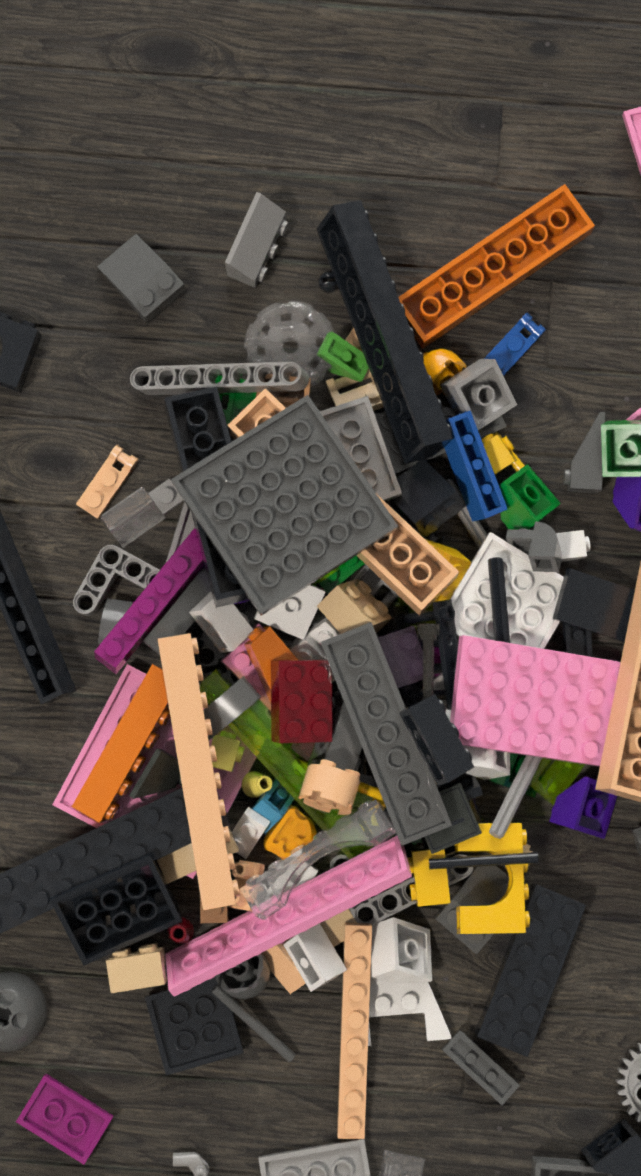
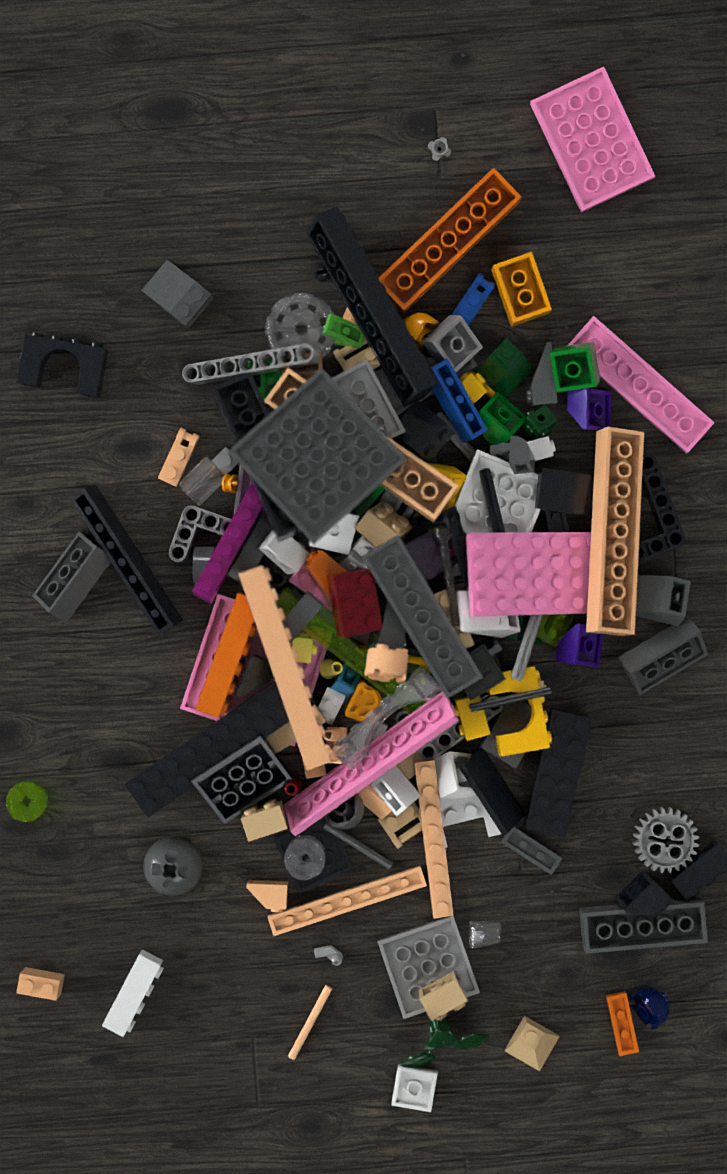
camera: 10 degrees left, 5 degrees up
(64, 1118) = (229, 937): magenta plate -> none
(128, 1069) = (270, 894): none -> light nougat slope
(166, 525) = (229, 483): none -> light orange bush
(187, 1042) = (311, 867): none -> clear brick
(227, 1095) = (347, 900): none -> light nougat plate
(256, 241) = (261, 251): light grey slope -> none
(304, 1001) = (392, 823): none -> tan plate
(437, 739) = (461, 615): black brick -> none
(441, 980) = (492, 791): none -> black tile
(503, 145) = (442, 143): none -> light grey plate
(542, 436) = (505, 368): none -> dark green slope
(575, 511) = (539, 422): none -> dark green brick
(577, 340) = (521, 289): none -> light orange brick

